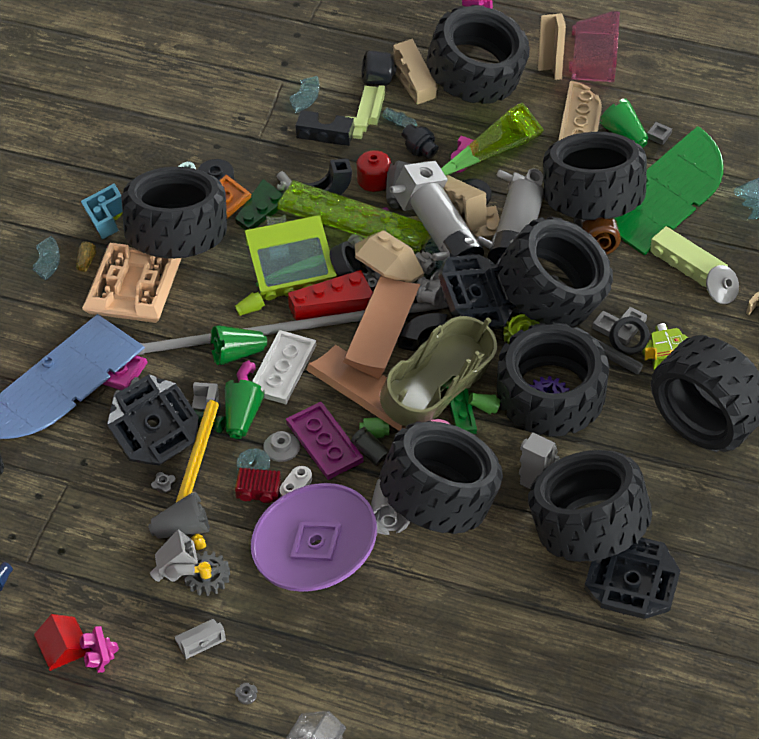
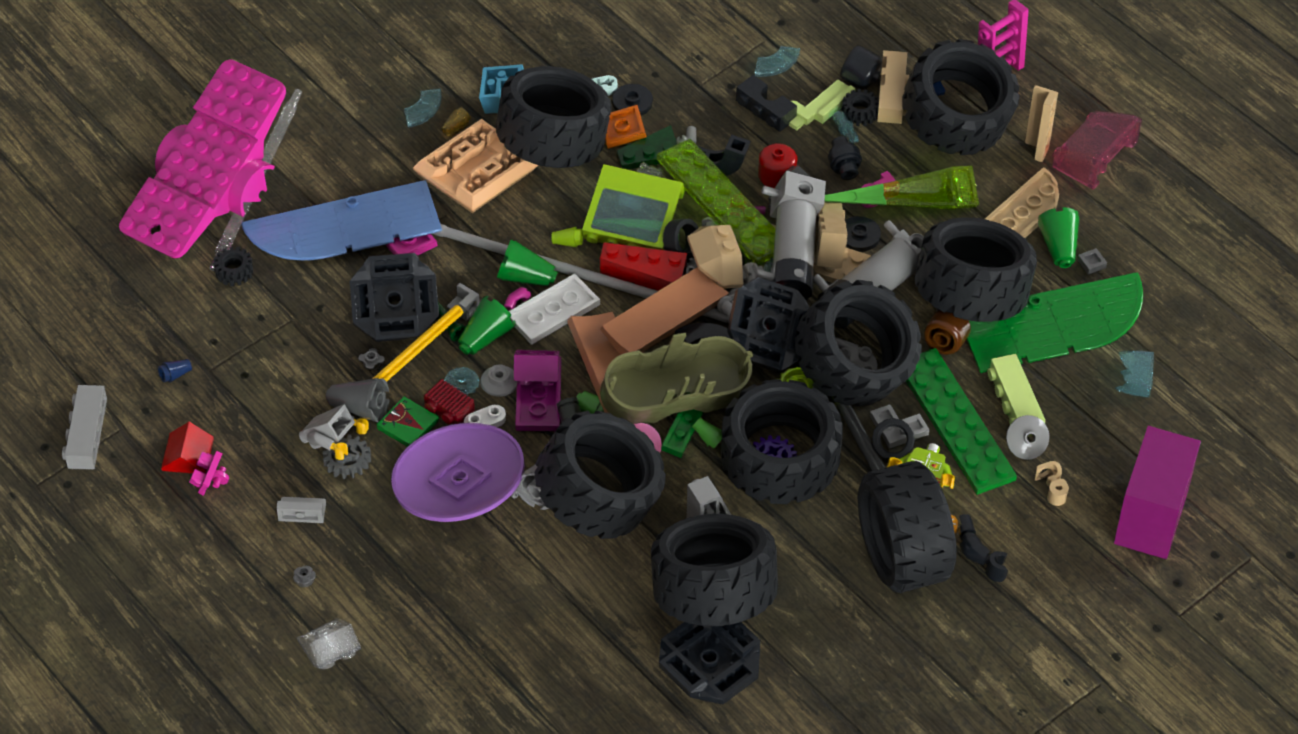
camera: 30 degrees right, 0 degrees up
(233, 519) = (407, 422): none -> green tile
(311, 417) = (536, 366): none -> magenta slope
(399, 91) = (860, 99): none -> black tyre
(667, 303) = (959, 424): none -> green plate

